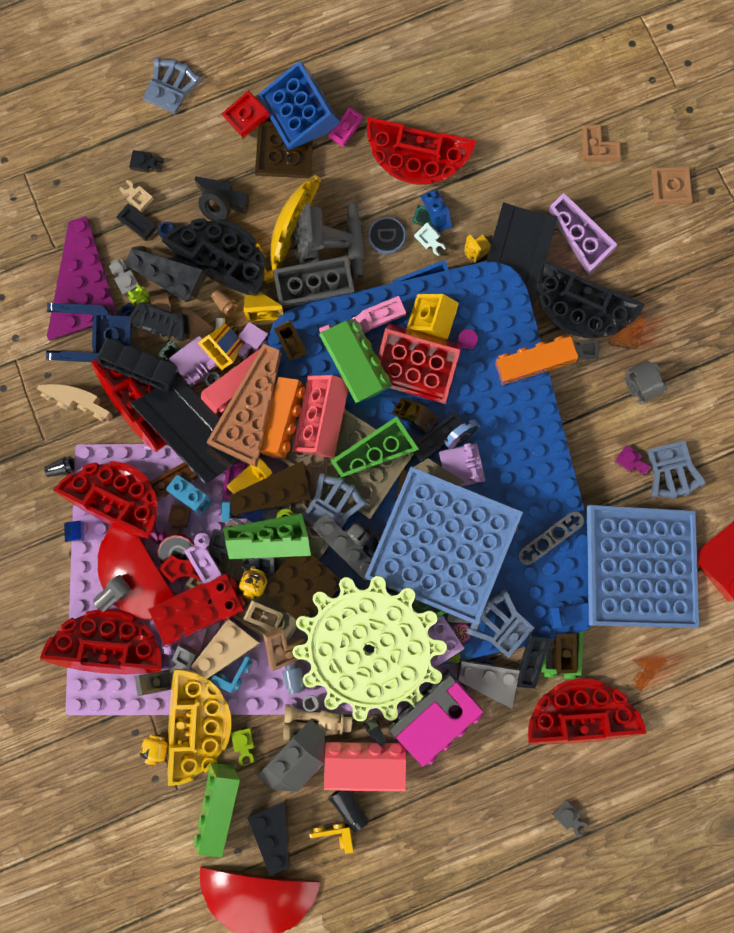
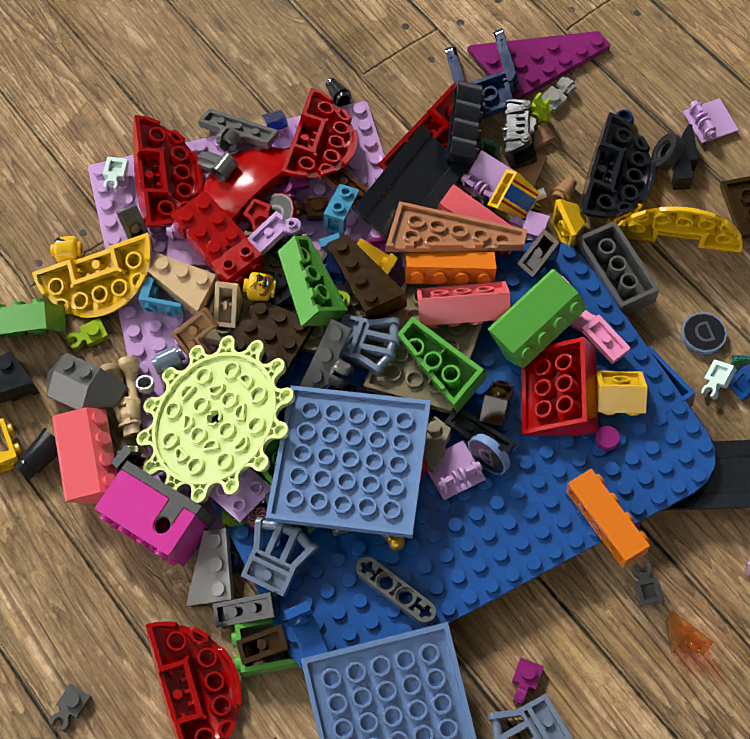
camera: 75 degrees right, 15 degrees down
(71, 396) = (412, 87): tan slope -> none
(77, 568) = (235, 131): none -> dark grey plate
(84, 689) = (115, 170): none -> light aqua plate
(136, 222) = (621, 90): black tile -> none
(137, 197) = (649, 83): tan plate -> none
(143, 161) = (691, 79): black plate -> none
(170, 272) = (576, 130): black wedge -> none
(183, 657) = (167, 246): dark grey plate -> none
(190, 160) = (710, 120): none -> lavender hinge
(314, 236) = (666, 248): dark grey plate -> none
(476, 248) = (723, 429): yellow bracket -> none
(581, 305) = (700, 567): black brick -> none
(645, 382) = (629, 665): dark grey brick -> none

